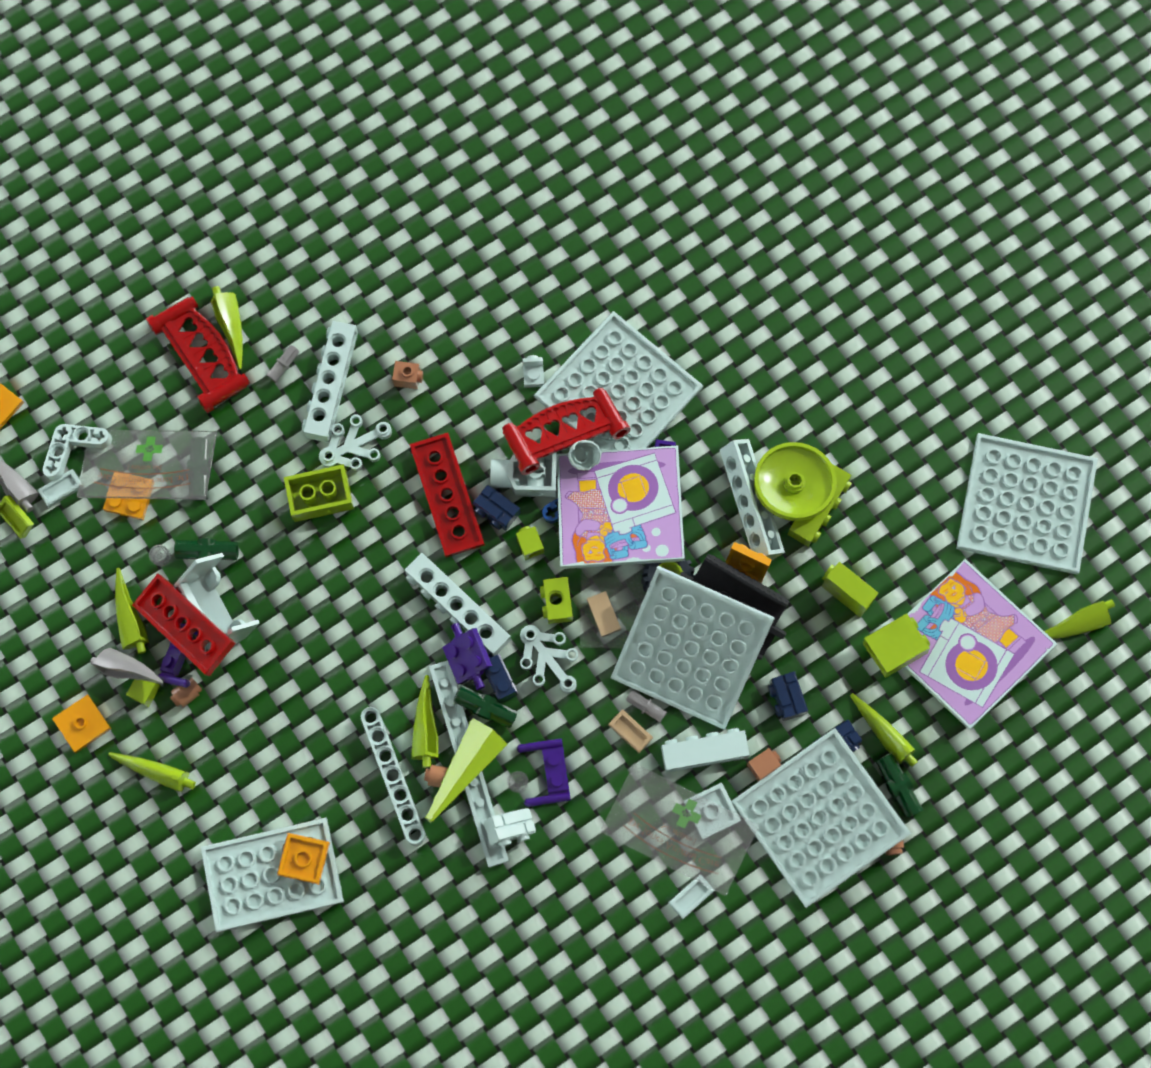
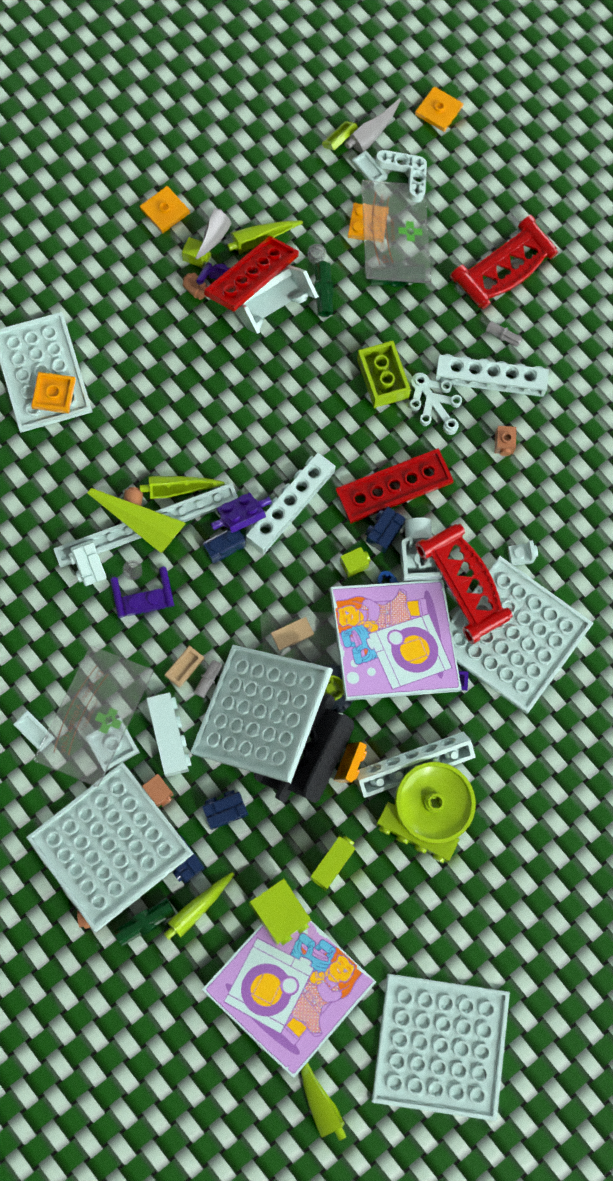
camera: 80 degrees right, 0 degrees up
(156, 771) = (125, 276): lime piece -> none
(228, 317) = (542, 285): lime piece -> none
(389, 766) = (125, 469): light aqua beam -> none
(485, 706) = (197, 533): dark green piece -> none
(546, 656) = (248, 585): light aqua plant -> none
(556, 588) = (294, 598): lime brick -> none
(584, 455) = (441, 600): light aqua hair -> none

